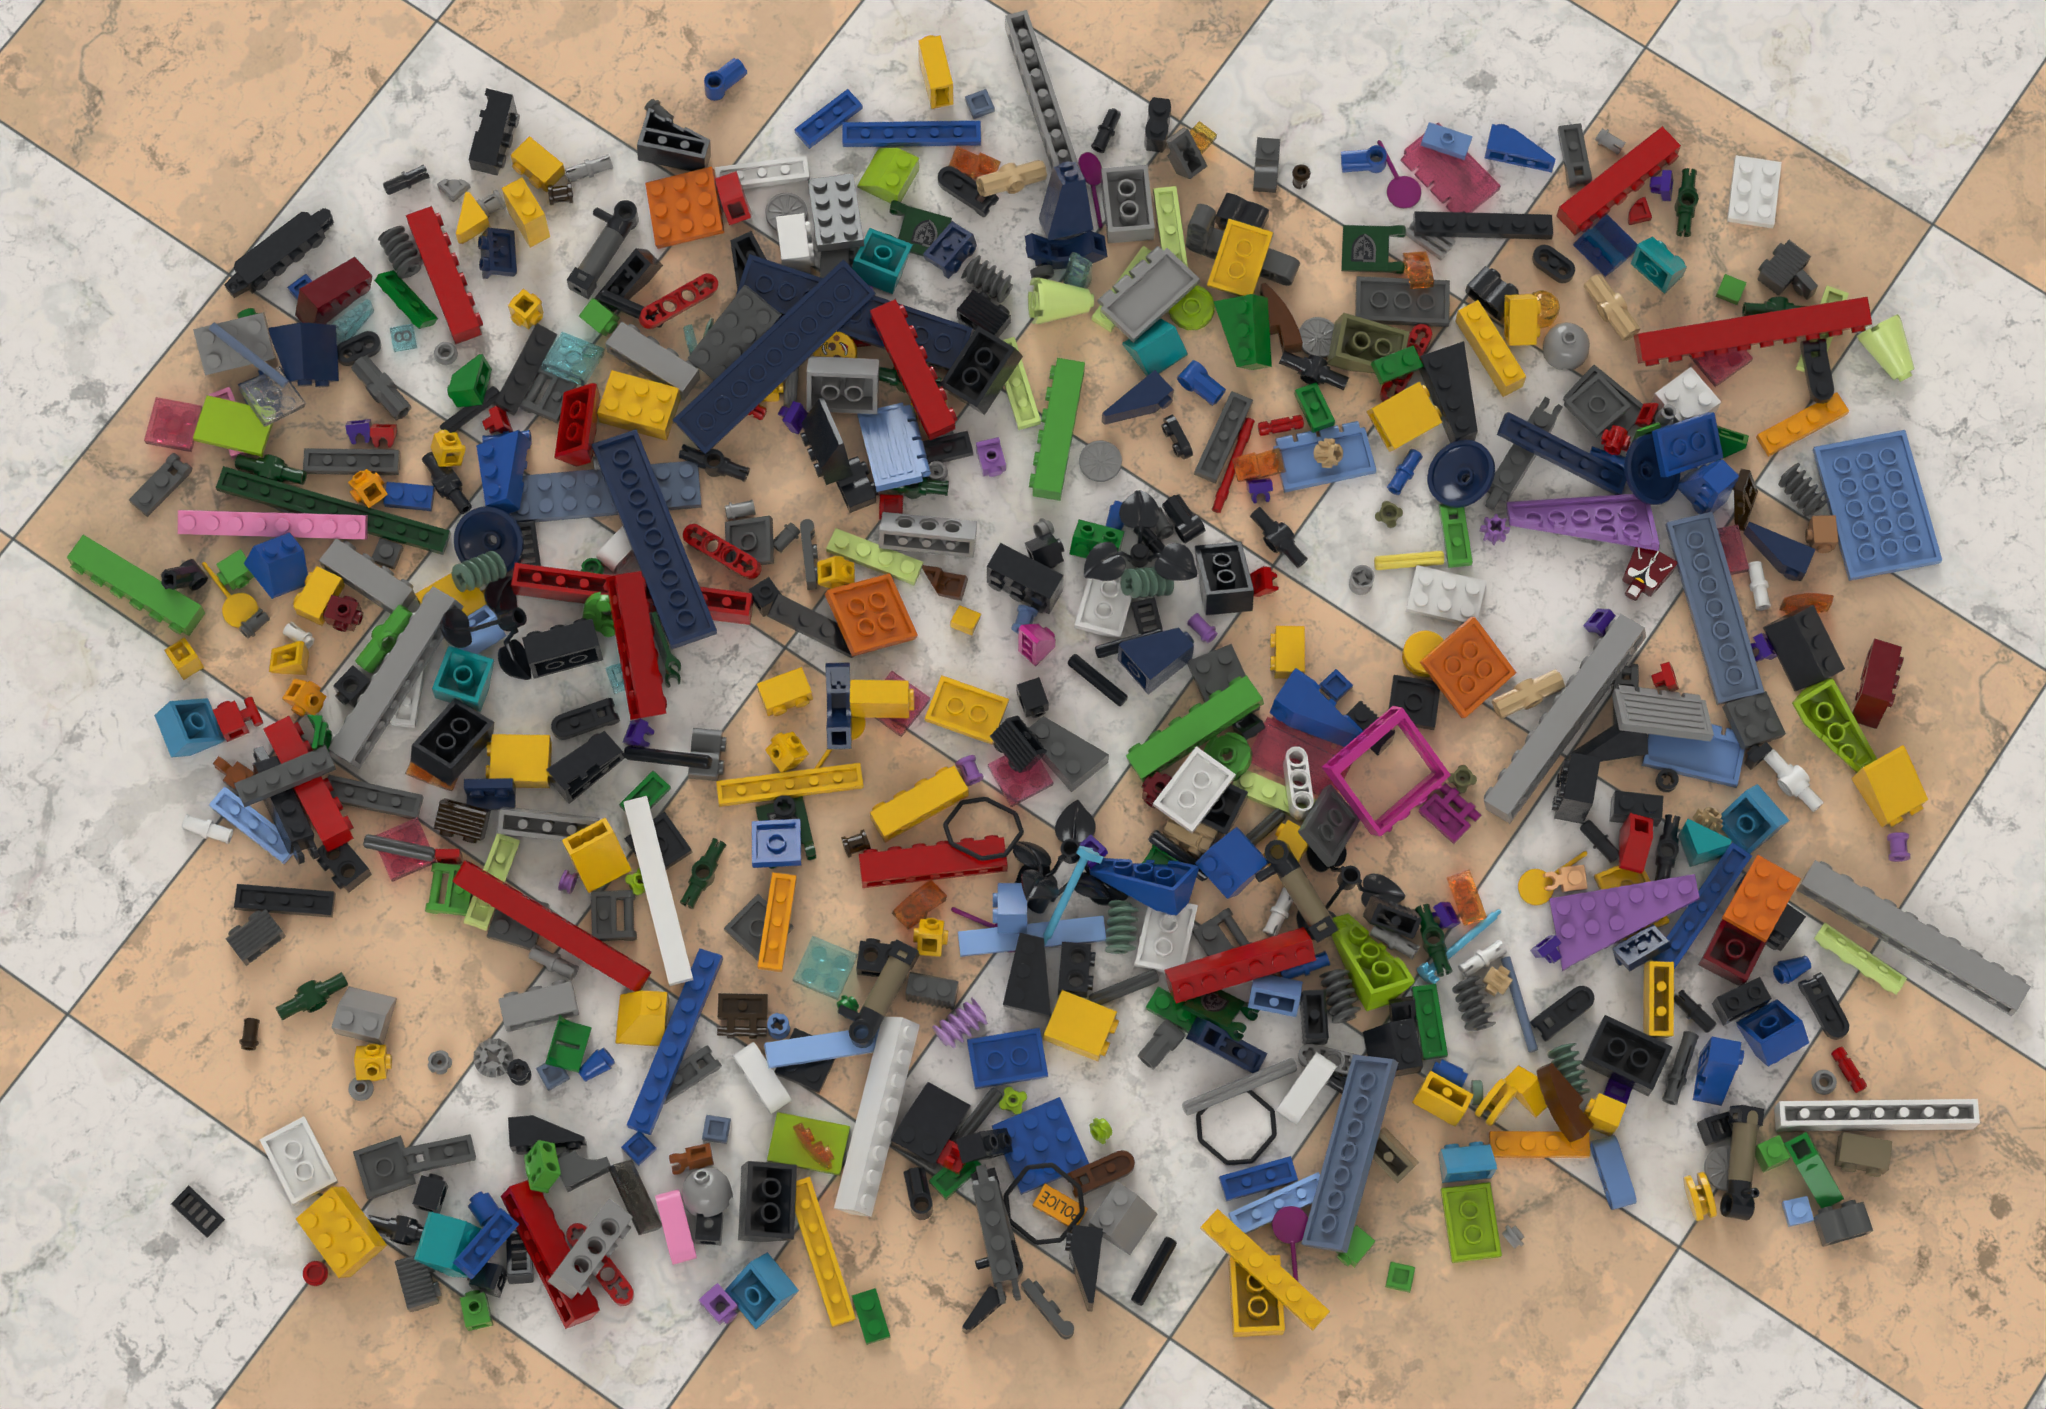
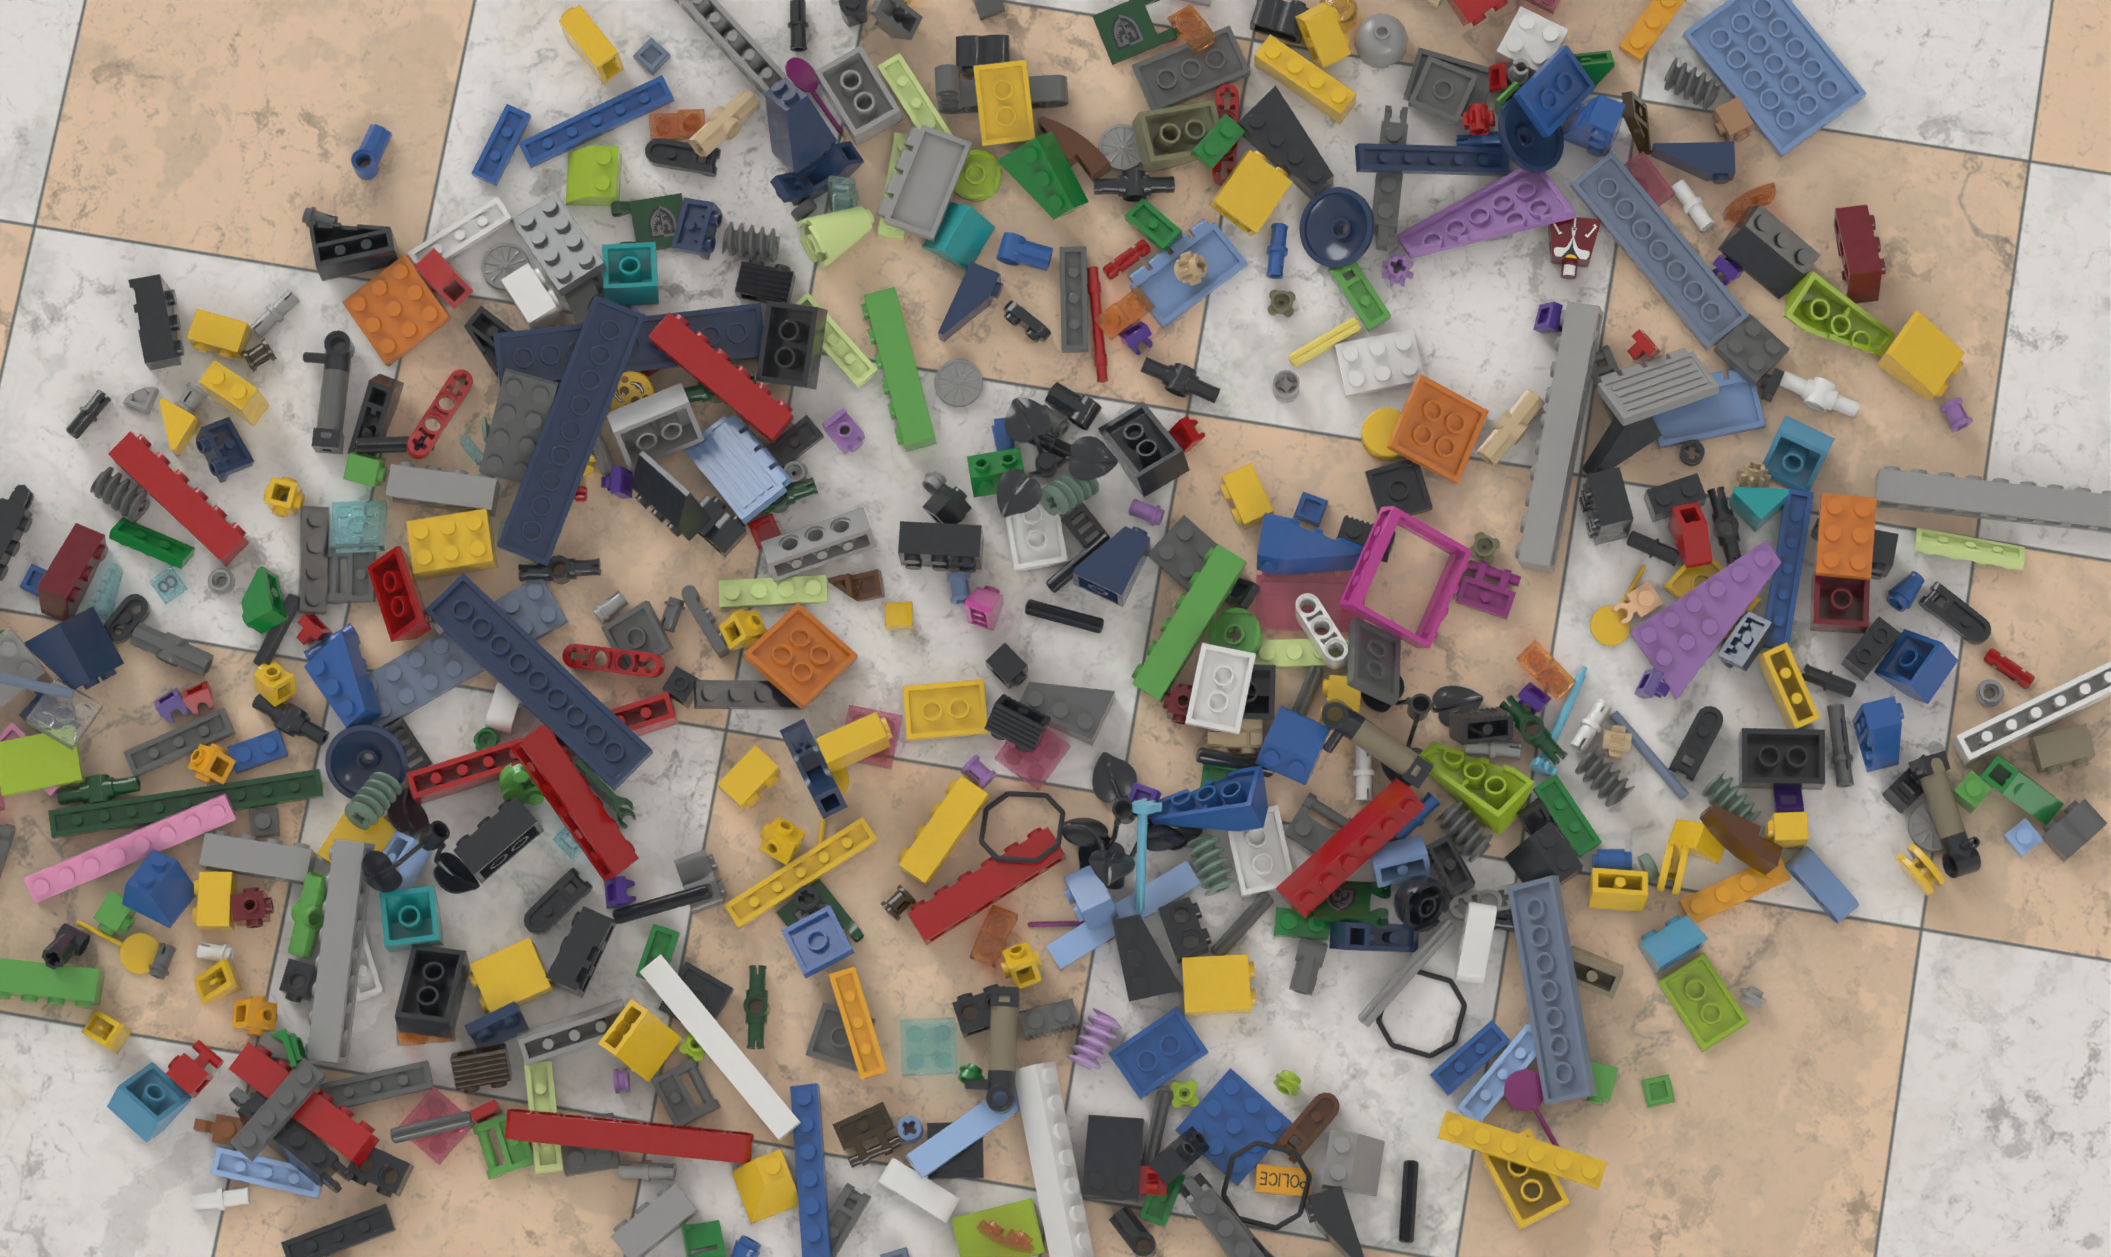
camera: 15 degrees left, 5 degrees up
(1277, 1035) = (1421, 902): none -> black cylinder

